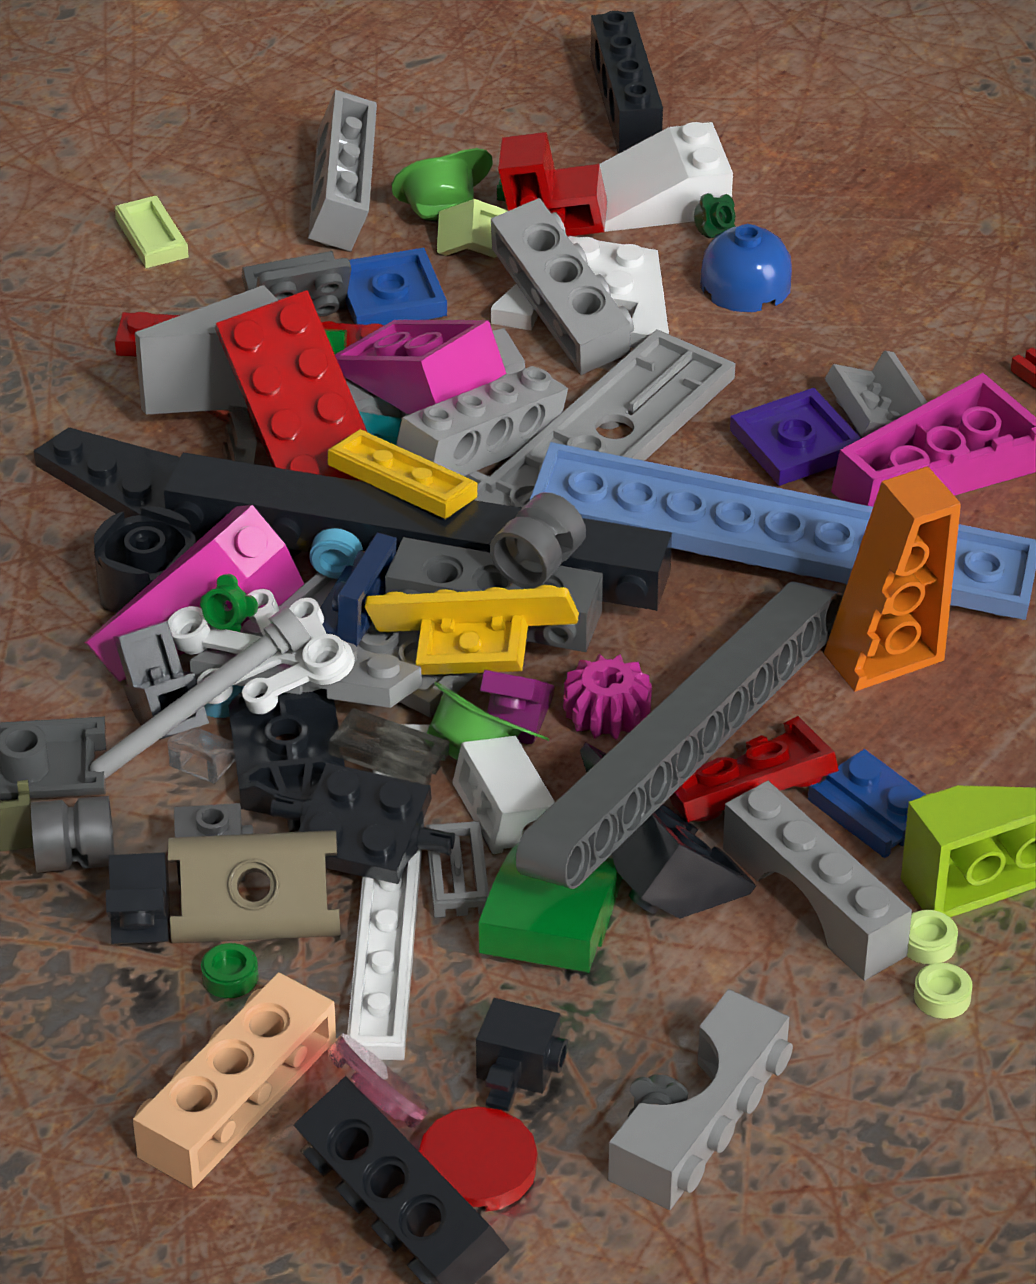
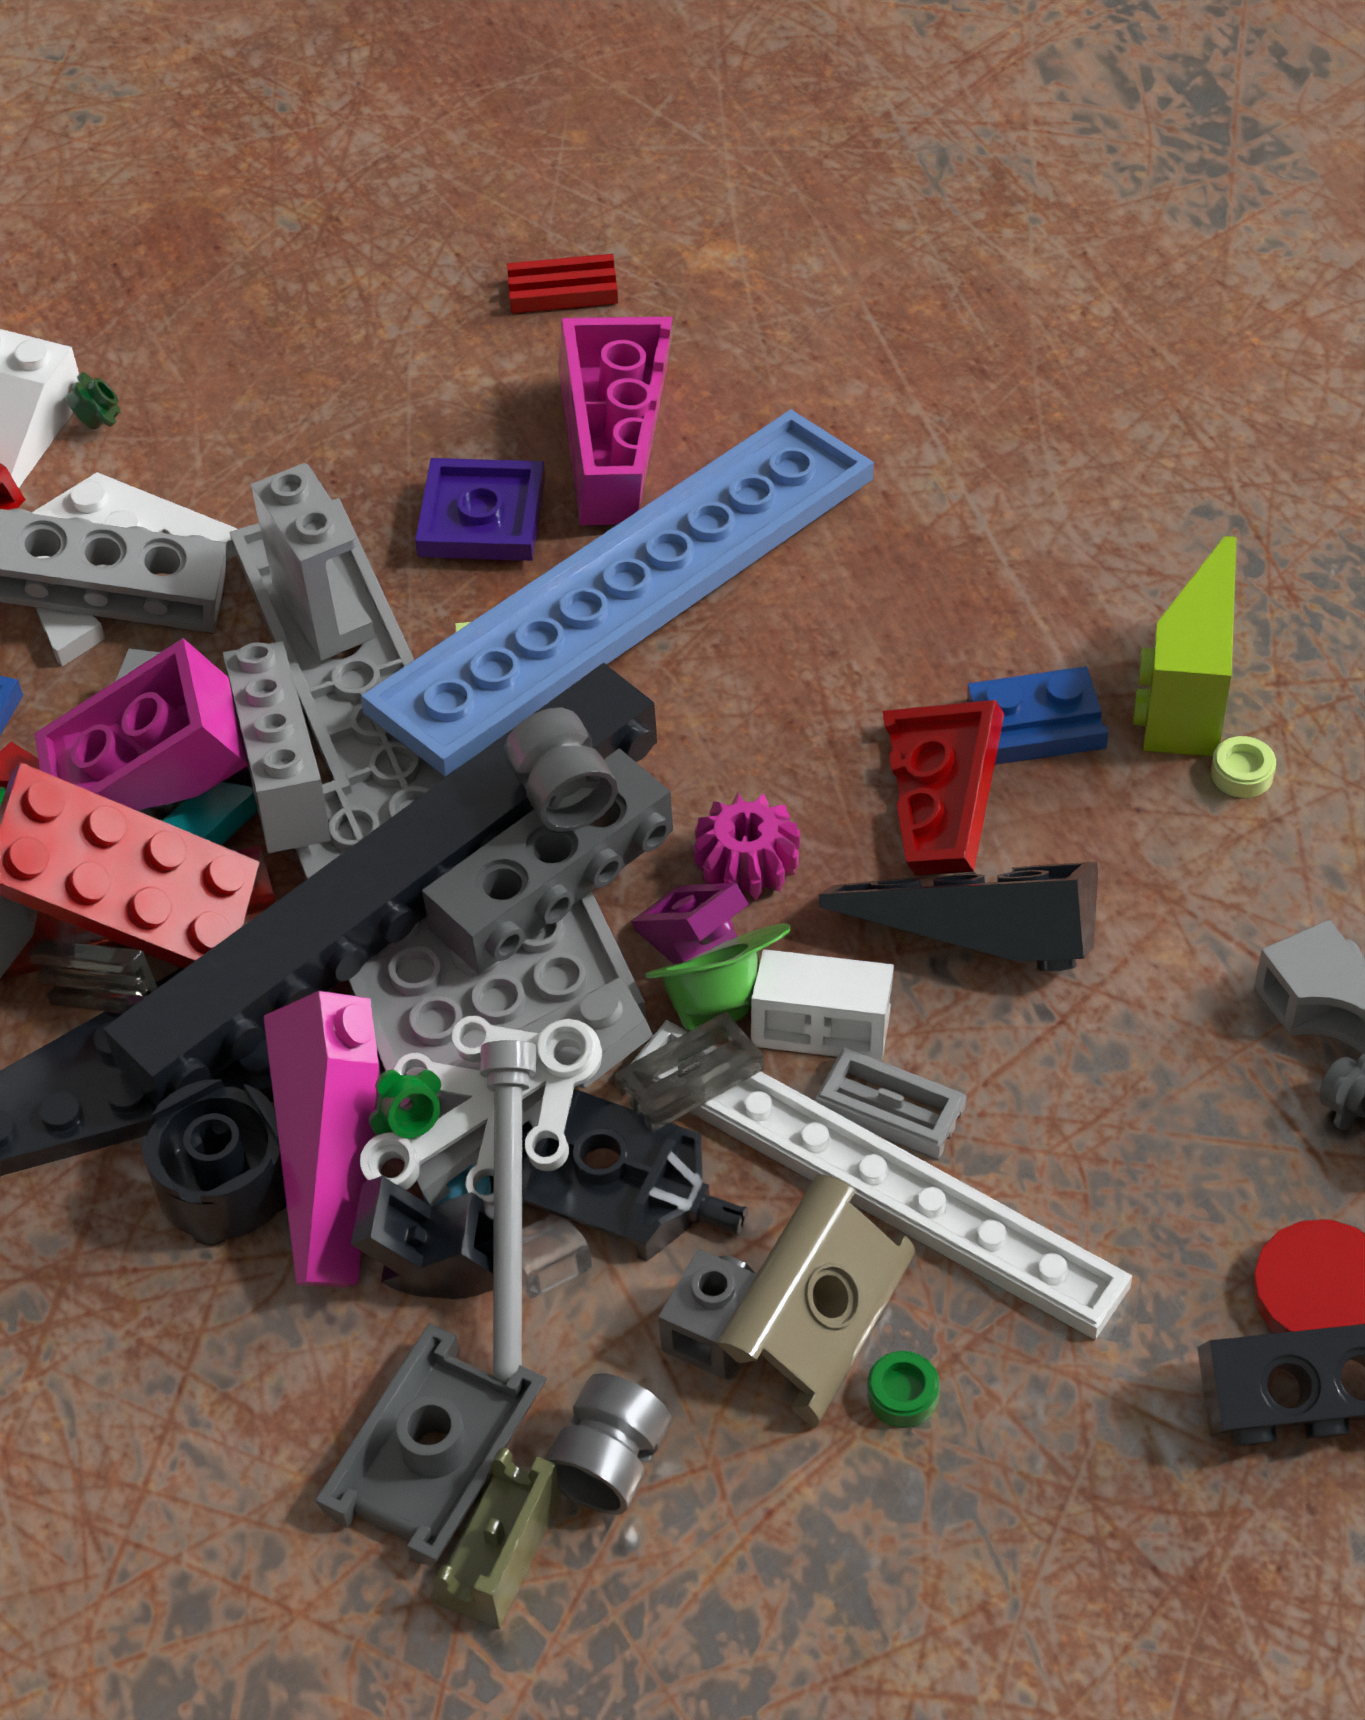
camera: 55 degrees left, 10 degrees up
(138, 898) = (759, 1426): black brick -> none
(234, 1079) = (1130, 1566): light nougat brick -> none
(333, 551) = (369, 967): medium azure tile -> none
(345, 603) = (458, 974): dark blue bracket -> none
(374, 821) = (786, 1137): black plate -> none
(378, 1081) = (1200, 1318): clear pink tile -> none
(402, 473) = (326, 841): yellow tile -> none
(472, 627) = (608, 906): yellow bracket -> none
(518, 1050) = (1210, 1172): black brick -> none
(545, 920) = (1016, 1041): green slope -> none
(618, 377) = (300, 538): none -> light grey panel
(677, 737) = (910, 812): dark grey beam -> none
(746, 269) = (195, 421): blue cylinder -> none
(857, 912) = (1061, 809): light grey arch -> none
(875, 395) = (489, 417): light grey bracket -> none
(899, 584) = (829, 521): orange wedge -> none
(943, 990) = (1320, 792): yellowish green tile -> none

